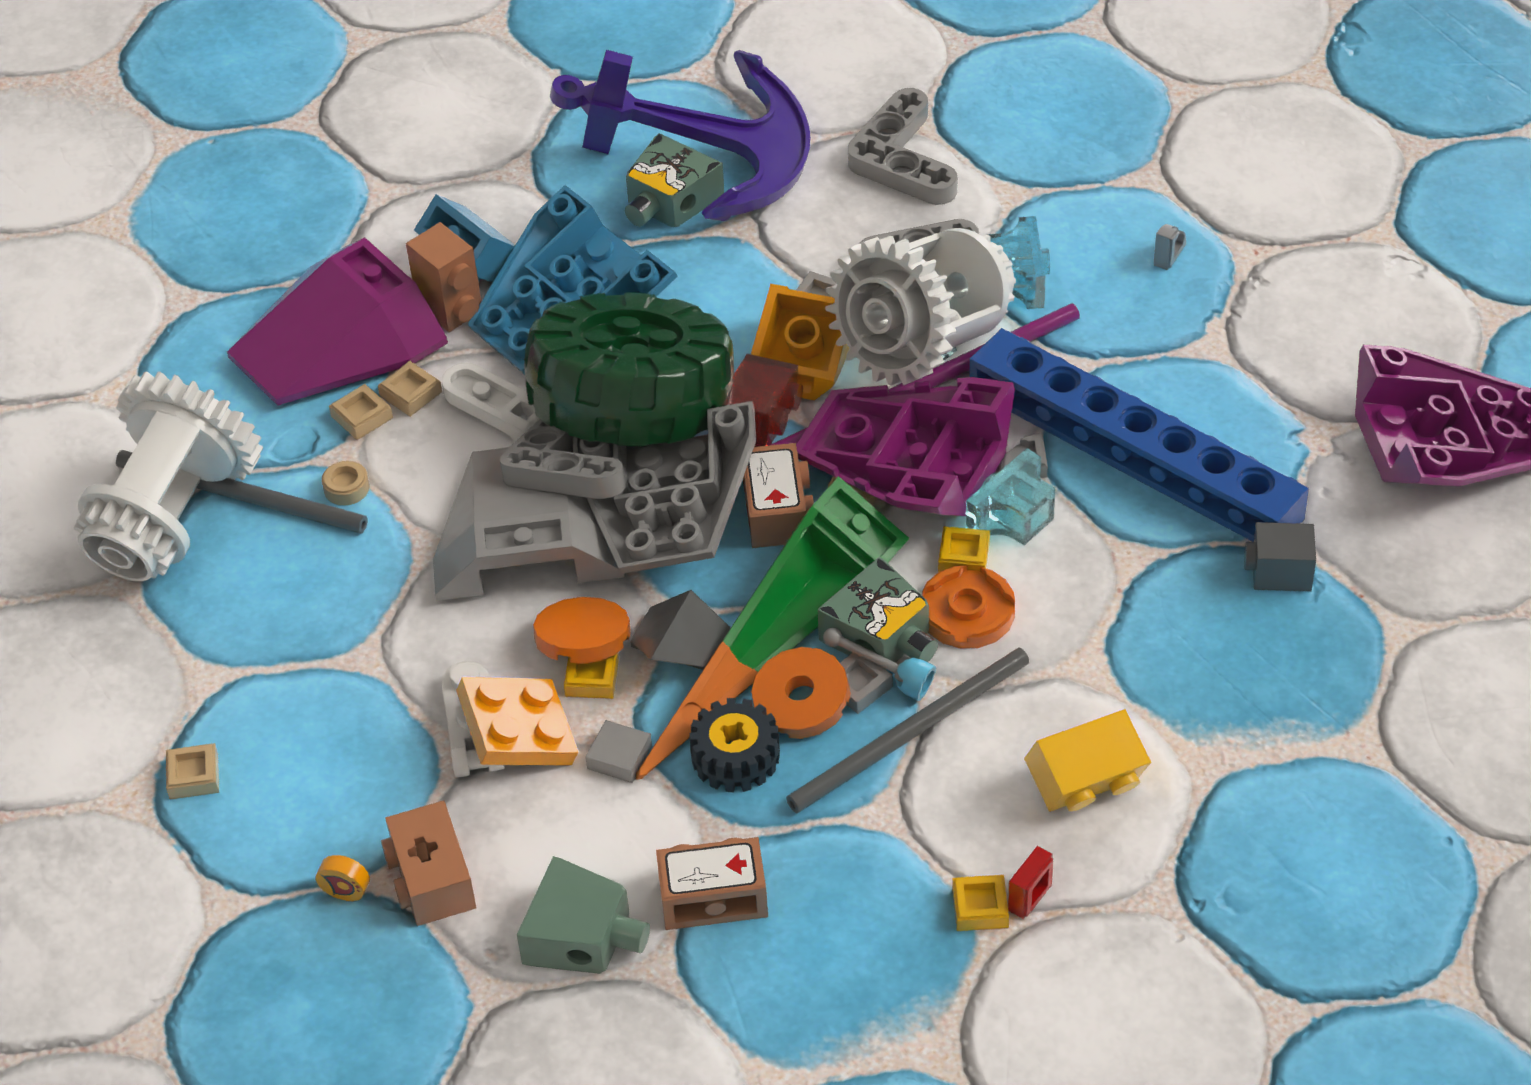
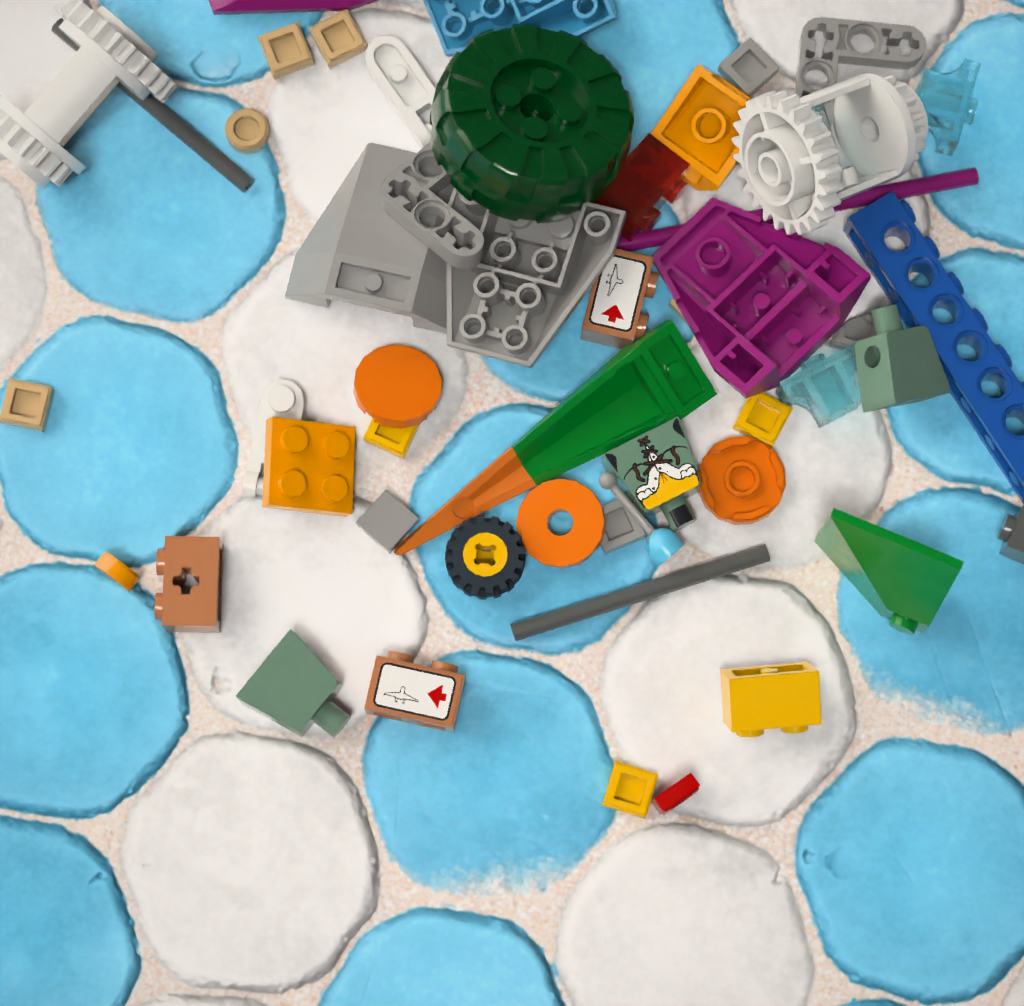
camera: 15 degrees right, 30 degrees up
(680, 631) = (476, 425): dark grey slope -> none
(1077, 452) = (897, 364): none -> sand green torso
(1147, 599) = (889, 570): none -> green slope

